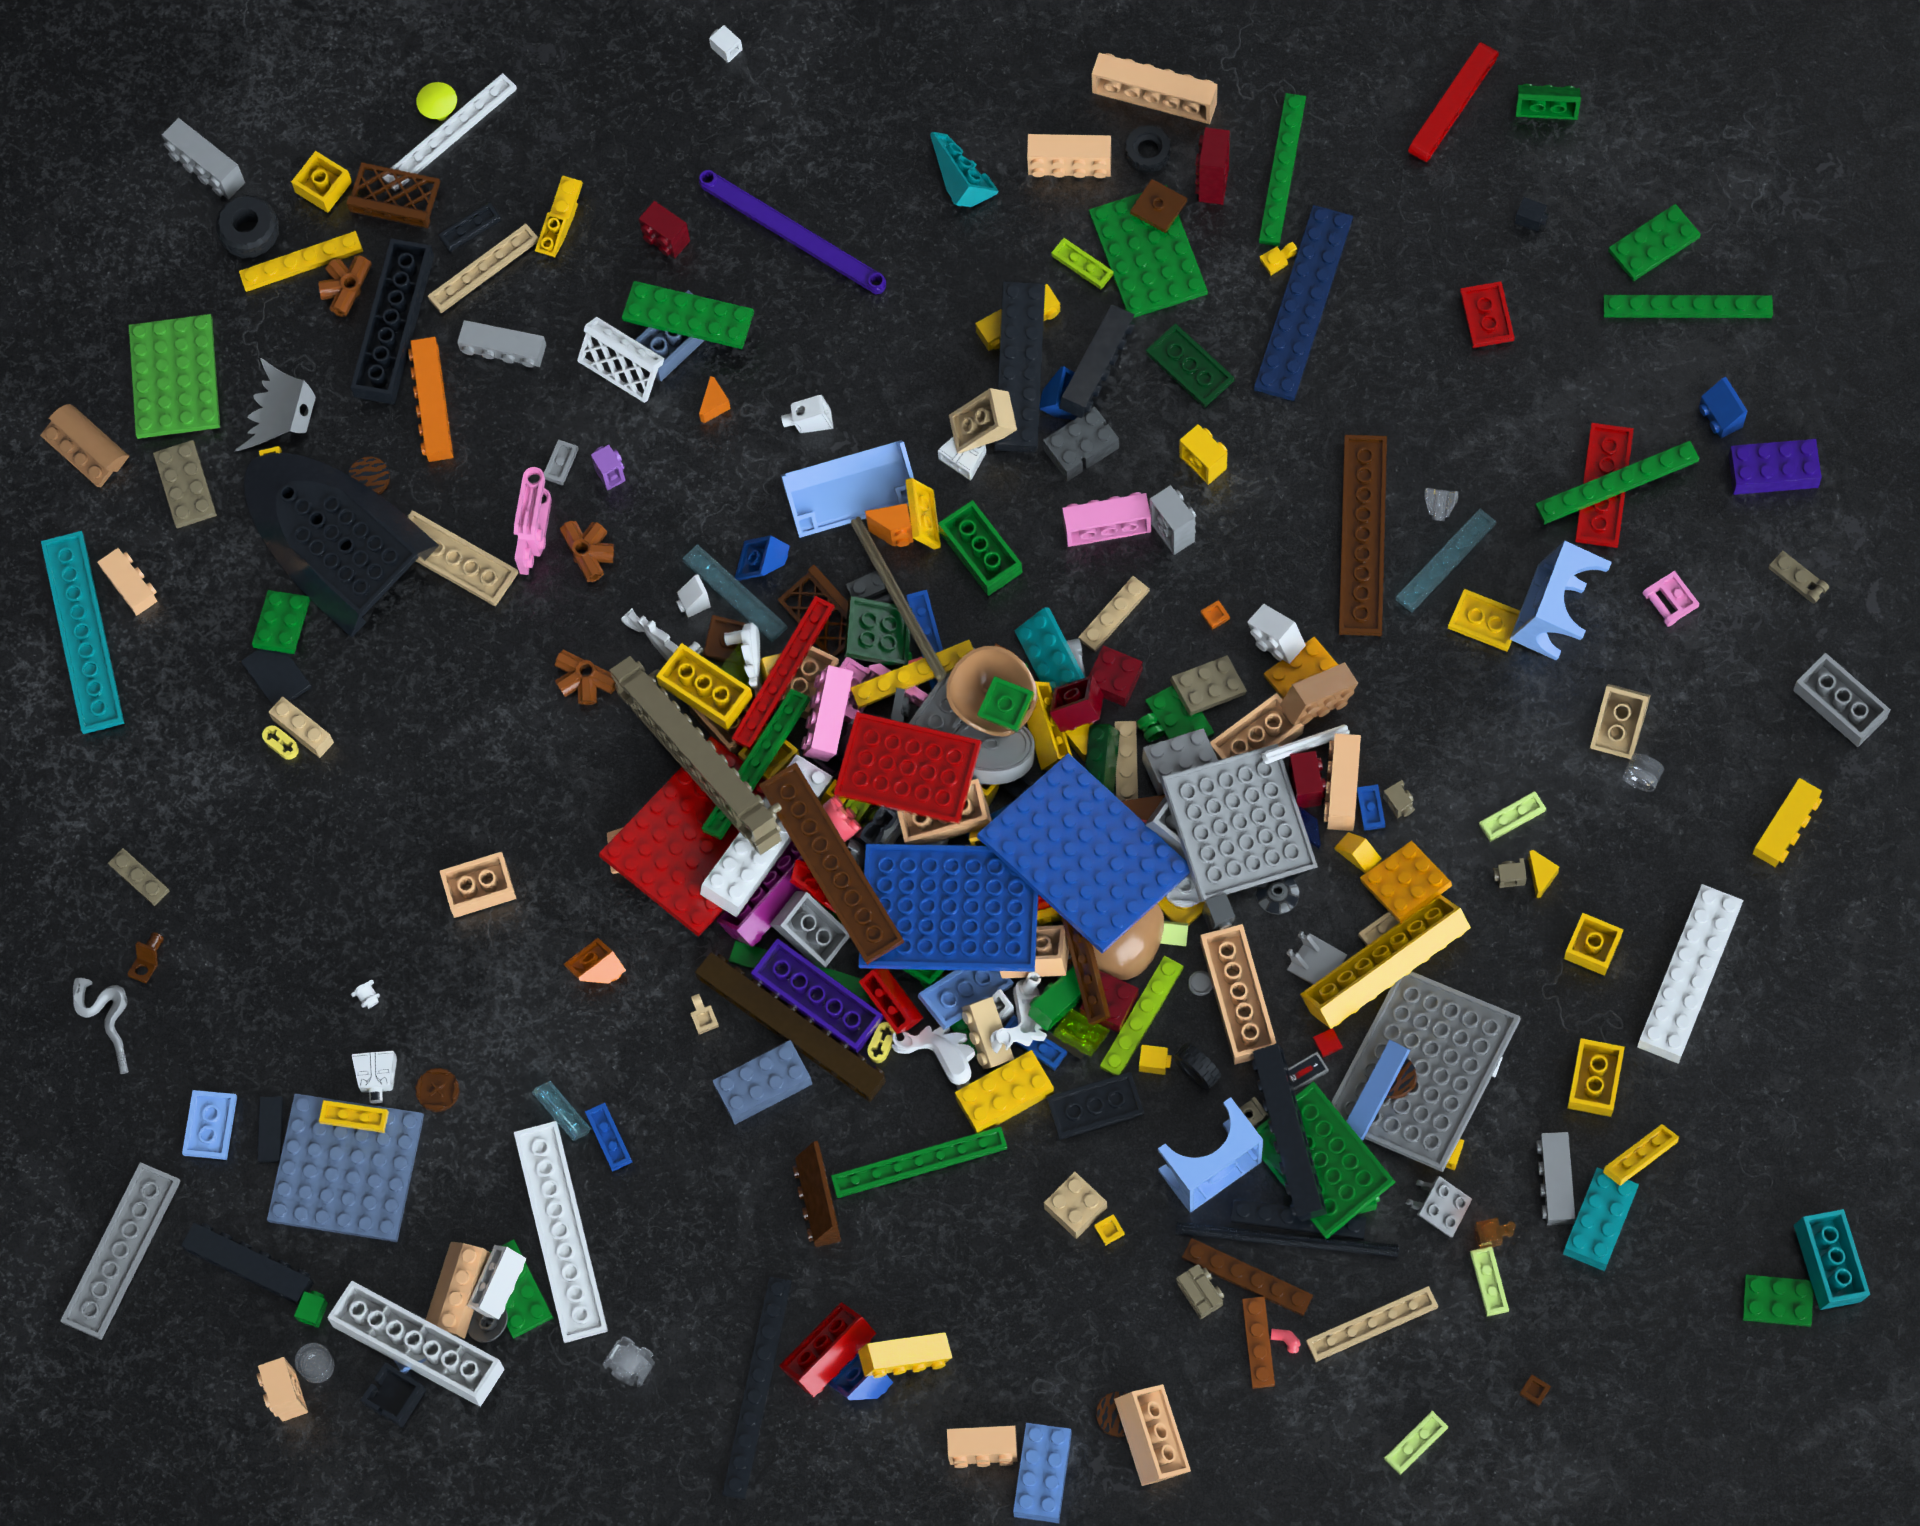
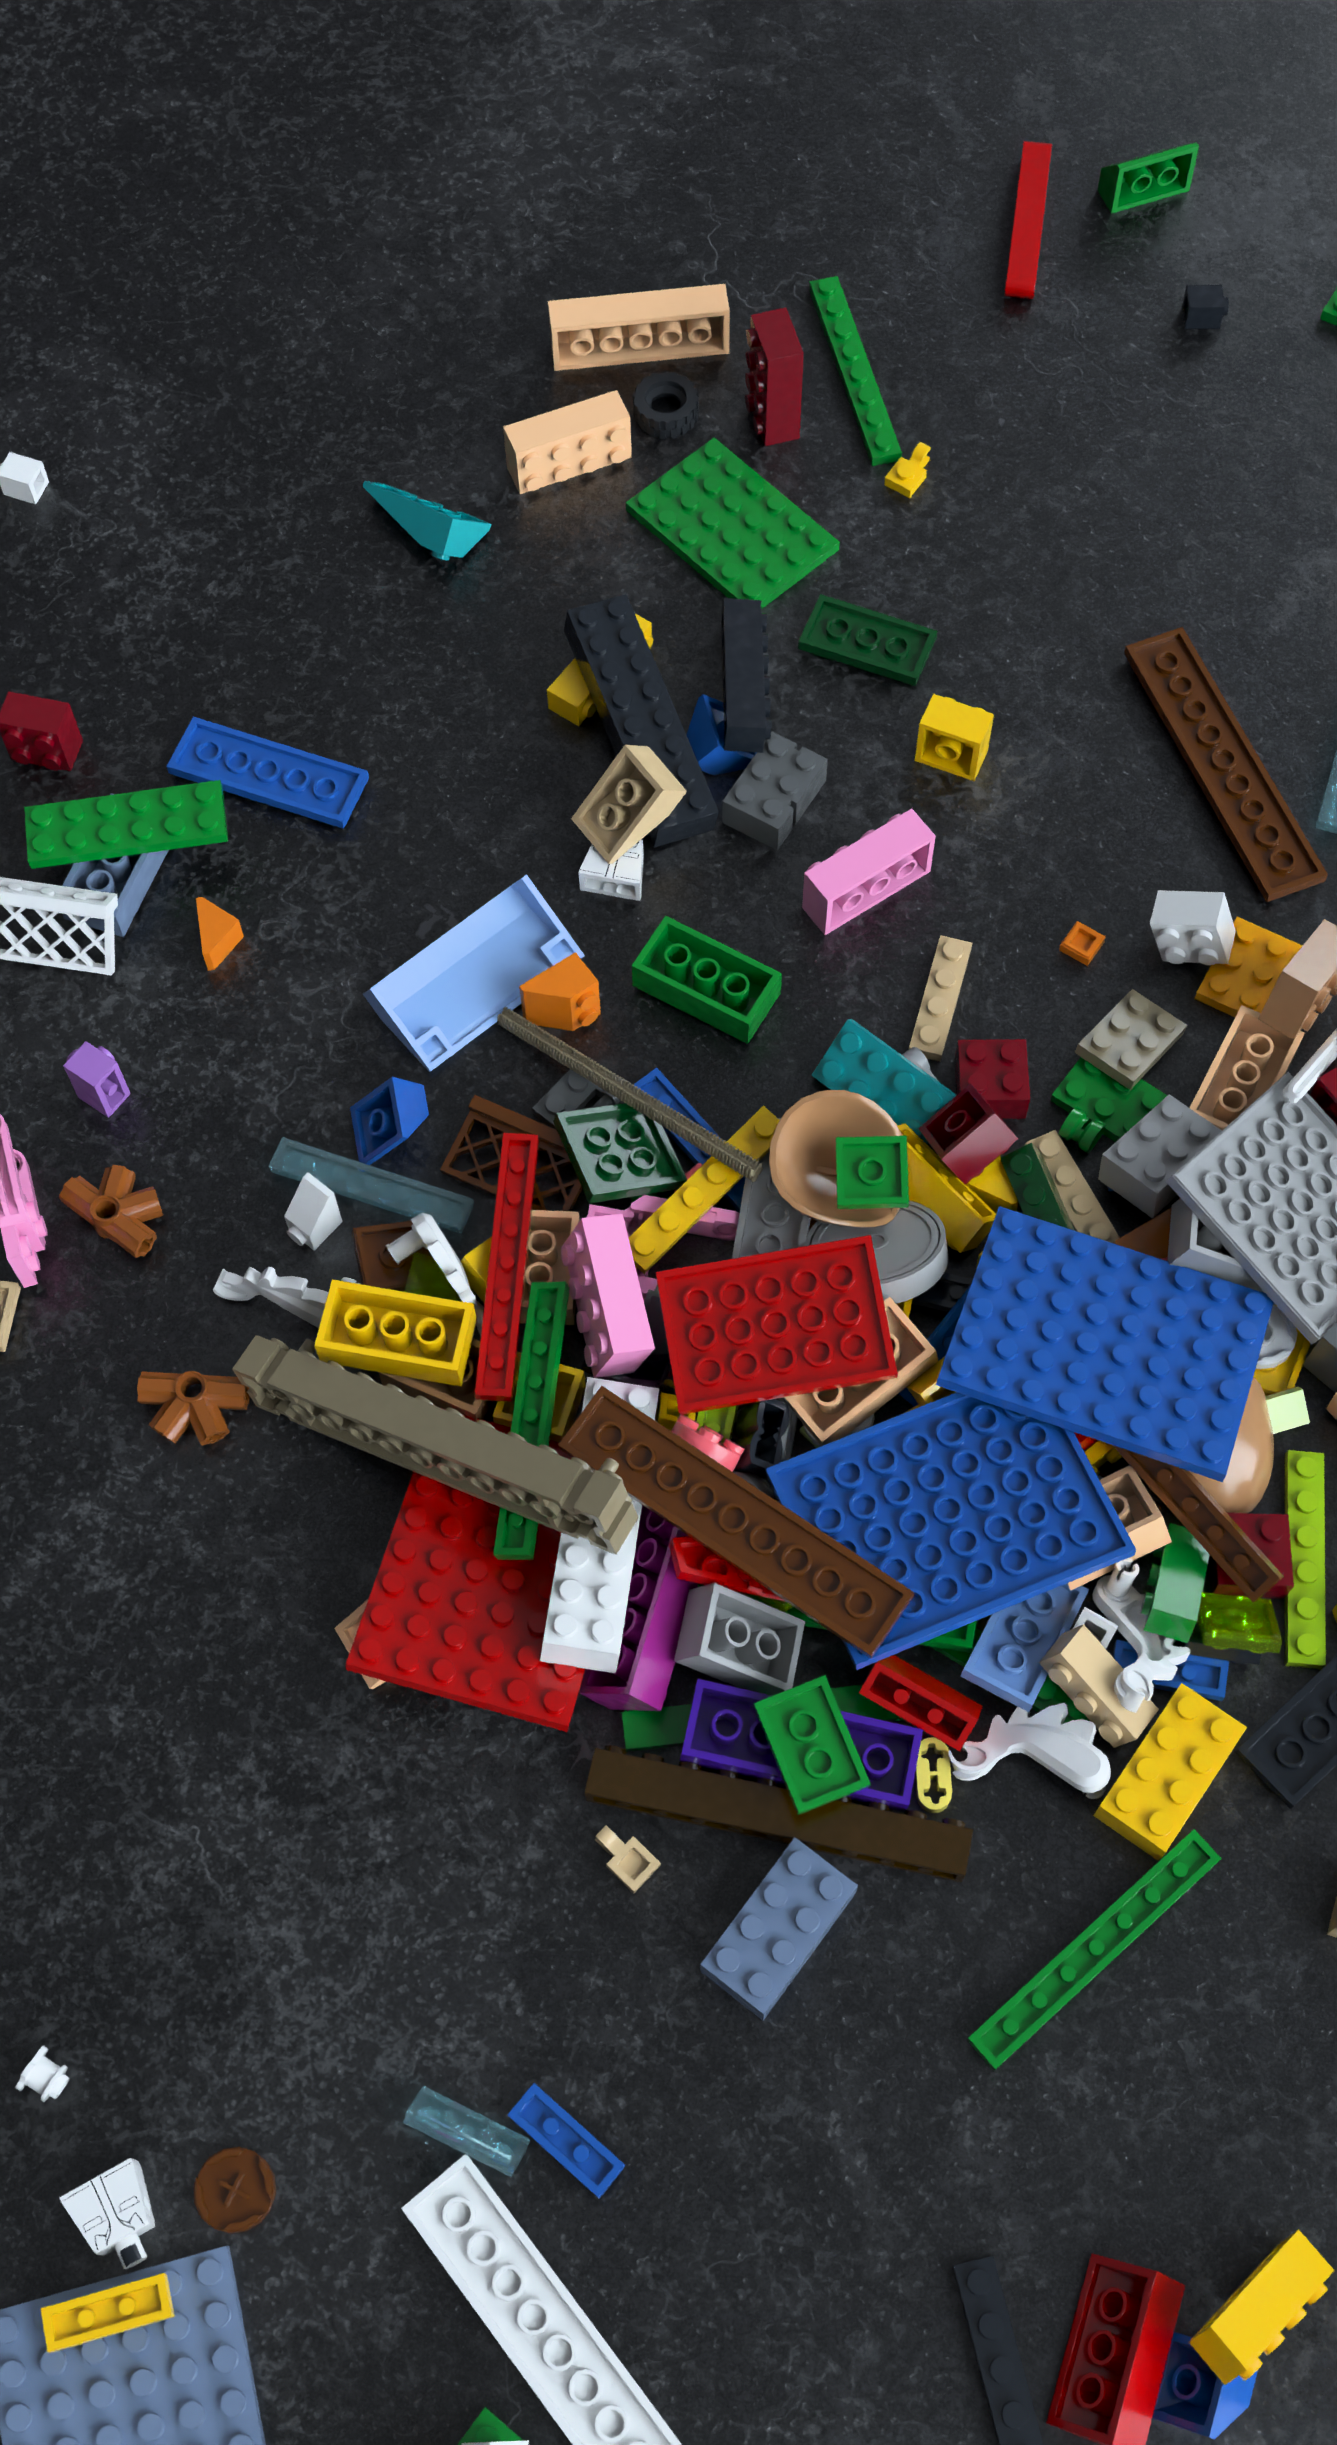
camera: 30 degrees left, 5 degrees down
(477, 884) = (159, 1803): light nougat brick -> none
(560, 462) = (20, 1102): light grey plate -> none
(595, 964) = (412, 1850): orange slope -> none
(788, 308) = (268, 772): none -> blue plate
(792, 232) = (226, 674): dark purple piece -> none
(809, 415) = (367, 896): white torso -> none
(817, 1196) = (970, 2085): reddish brown slope -> none
(818, 996) = (811, 1745): none -> green plate
(901, 706) = (706, 1240): dark grey plate -> none
(923, 513) = (600, 963): yellow tile -> none
(1082, 263) = (652, 569): lime plate -> none
(1158, 206) = (720, 461): reddish brown plate -> none
(1173, 519) = (966, 831): light grey brick -> none
(1303, 303) = (974, 515): dark blue plate -> none
(1440, 503) = (1303, 681): clear brick -> none
(1487, 314) = (1219, 439): red plate -> none

